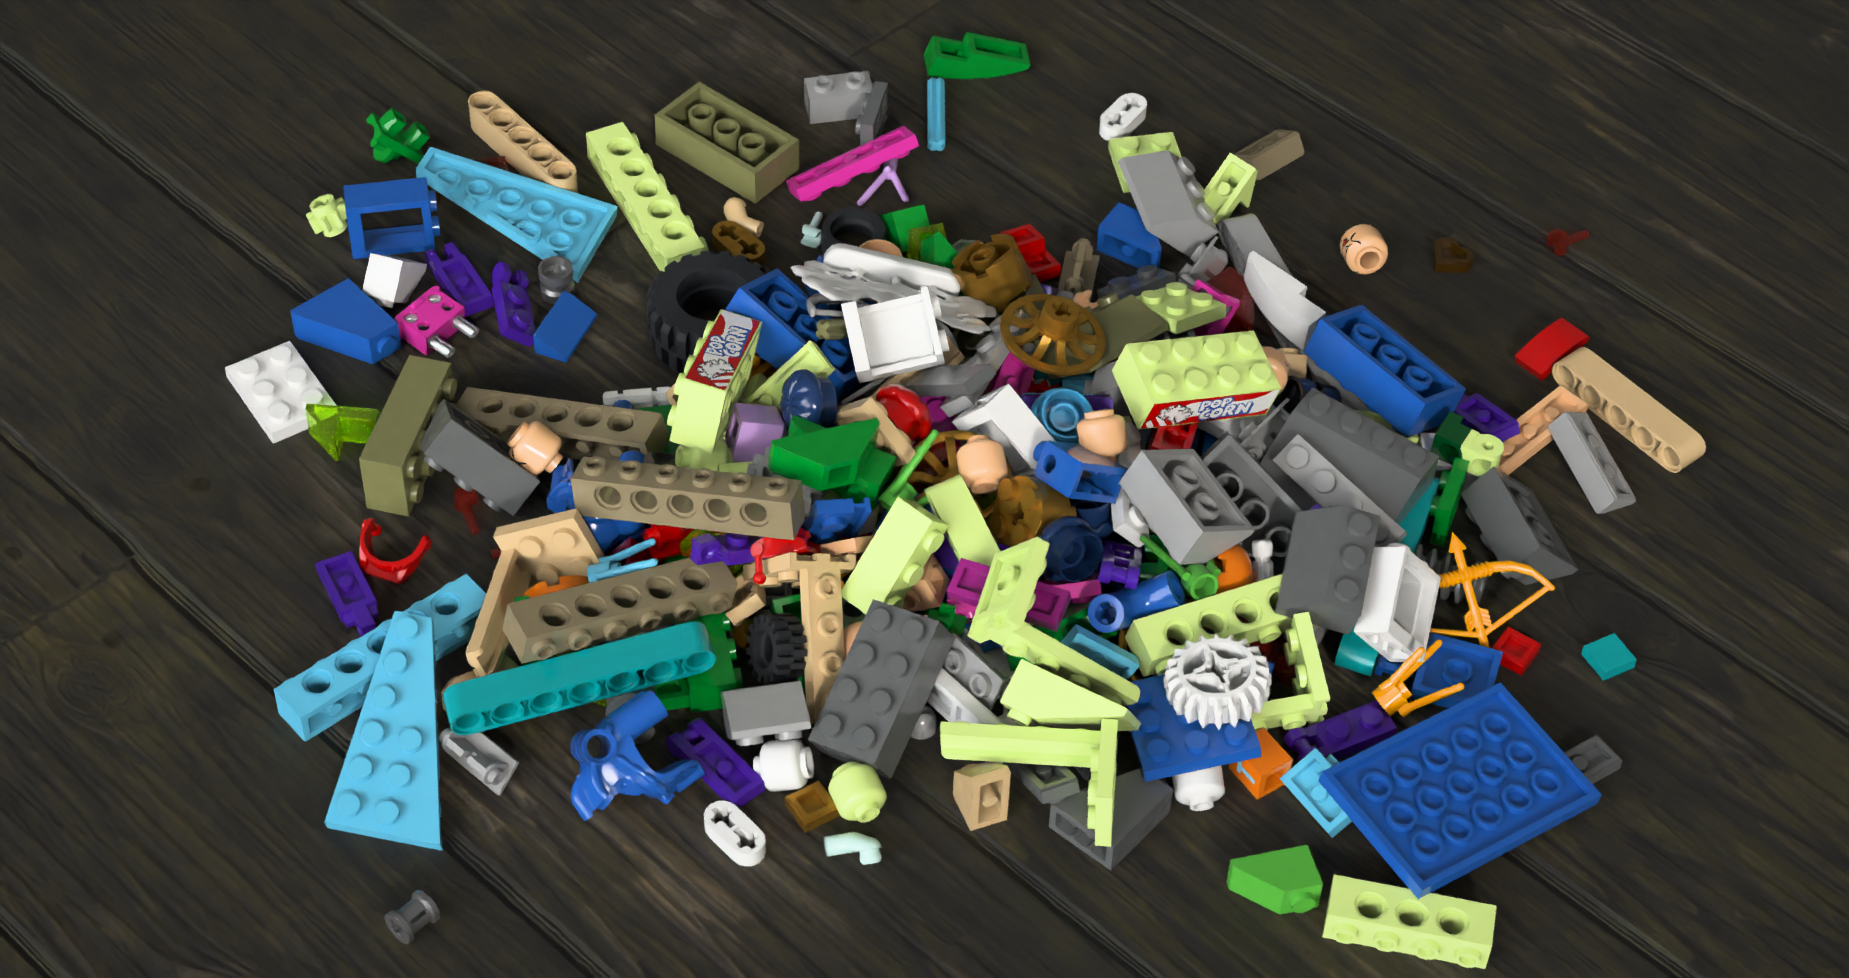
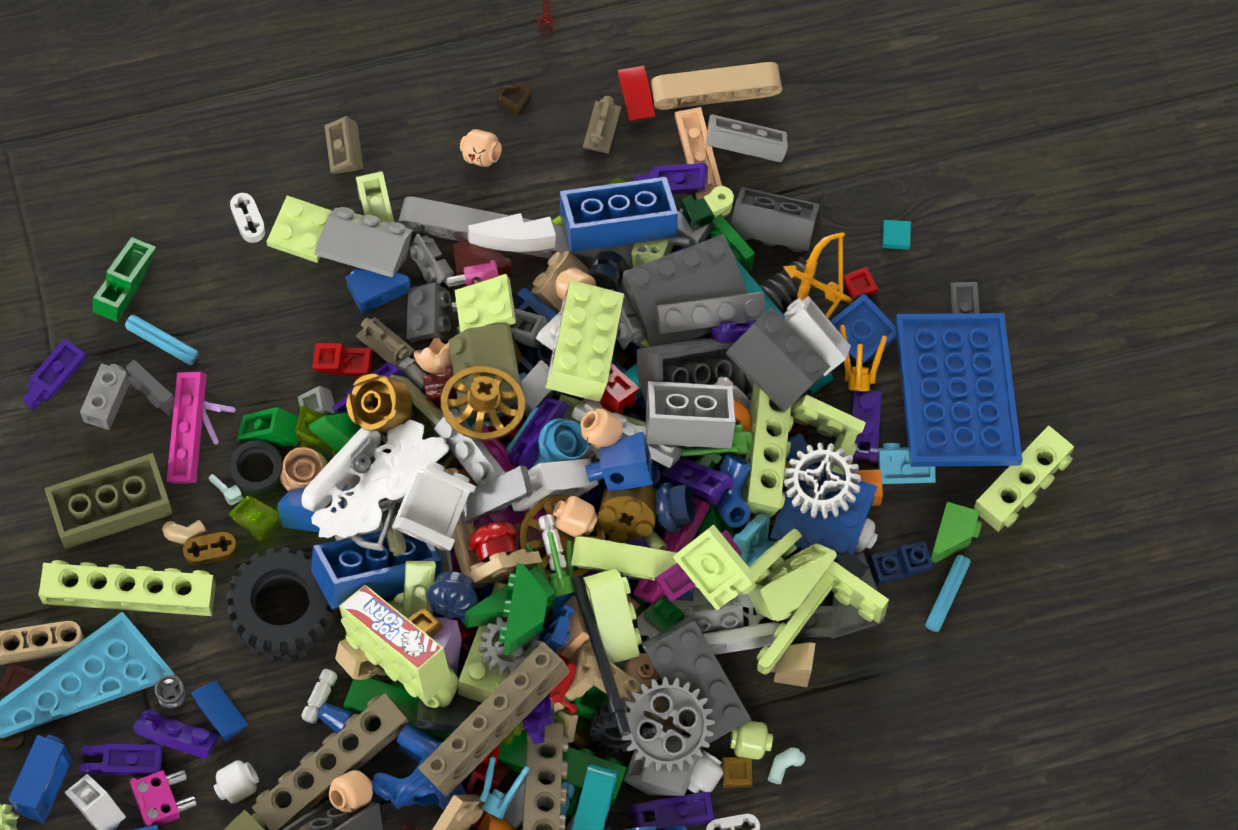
camera: 60 degrees left, 20 degrees up
(492, 369) = (236, 781): none -> white head
(754, 397) = (426, 622): none -> pearl gold tile
(764, 674) = (678, 701): none -> light grey gear
(784, 597) = (616, 704): none -> black bar
(792, 254) = (256, 517): none -> clear neon green slope
(832, 54) = (53, 373): none -> dark purple hinge
(907, 273) = (360, 457): none -> dark grey arm
(936, 466) = (547, 524): none -> white axle
(1133, 771) = (853, 565): none -> black slope
(1195, 849) = (900, 564): none -> dark blue slope
(1197, 914) = (947, 593): none -> medium azure axle
(1481, 339) = (602, 125): none -> dark tan hinge

